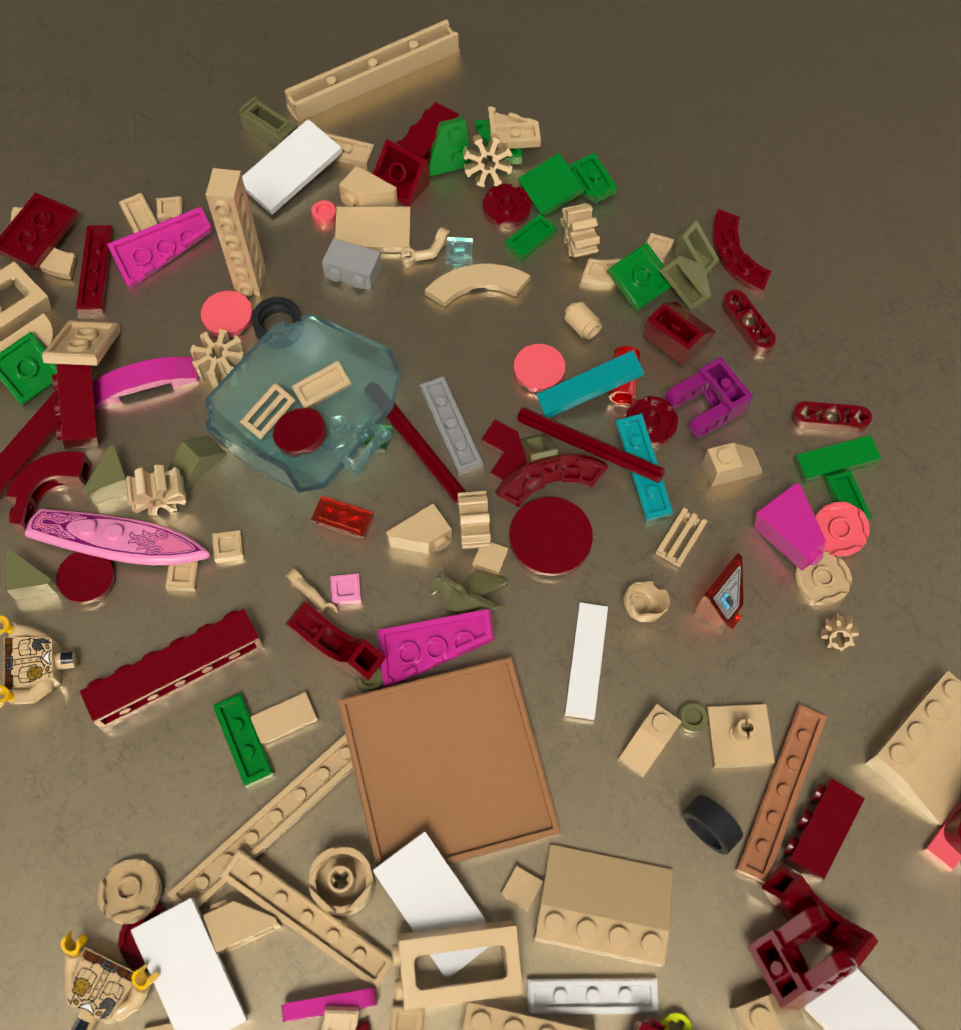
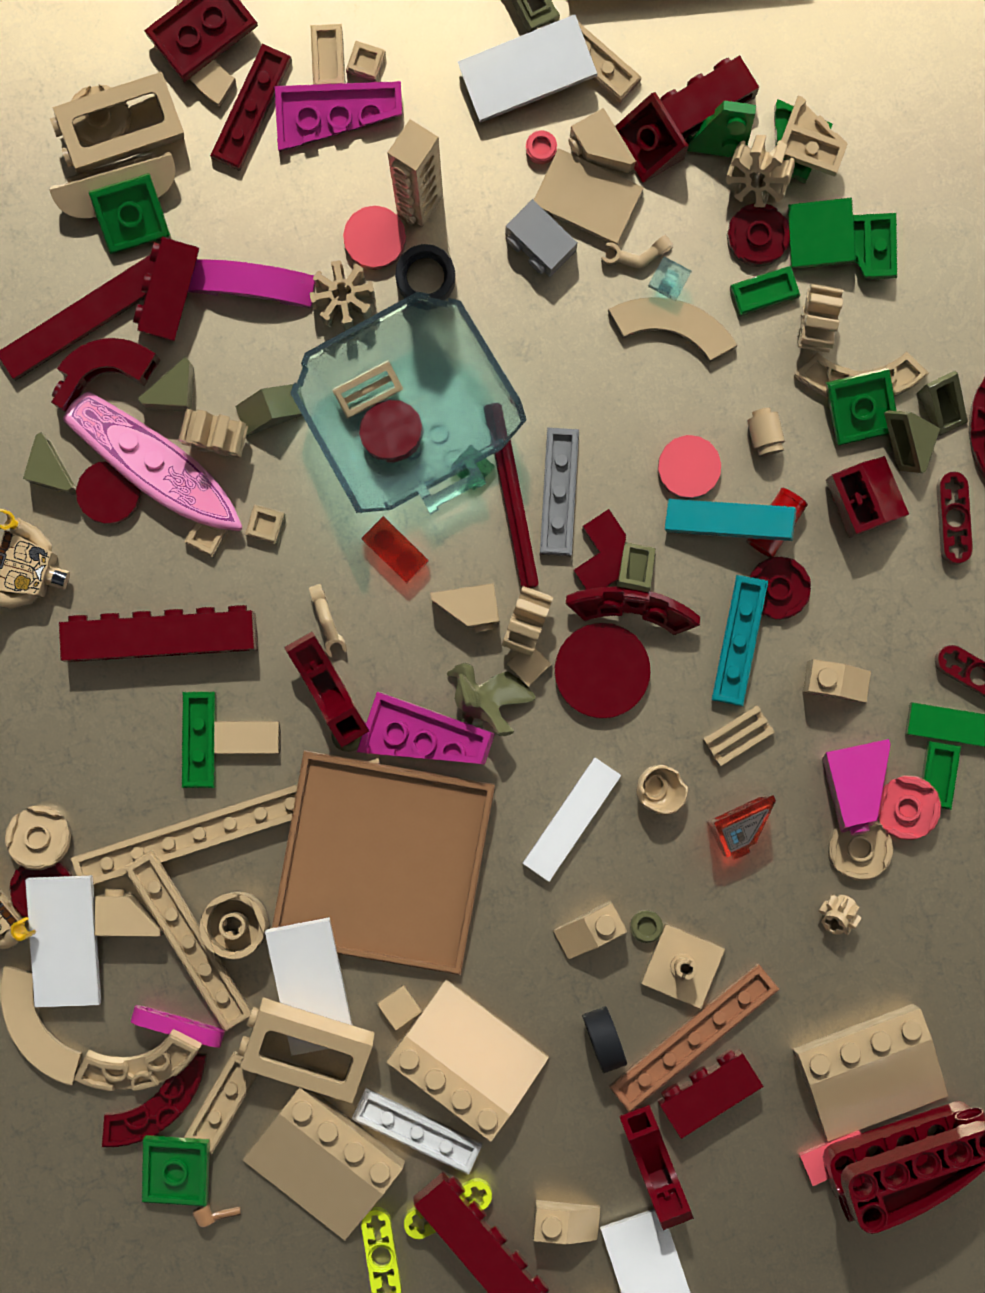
camera: 25 degrees right, 20 degrees up
(81, 343) = (200, 212): tan tile -> none
(321, 385) = (438, 384): tan tile -> none
(345, 589) = (365, 629): bright pink tile -> none
(591, 445) = (694, 589): dark red axle -> none
(720, 389) = (870, 591): magenta brick -> none
(786, 968) = (601, 1194): dark red brick -> none

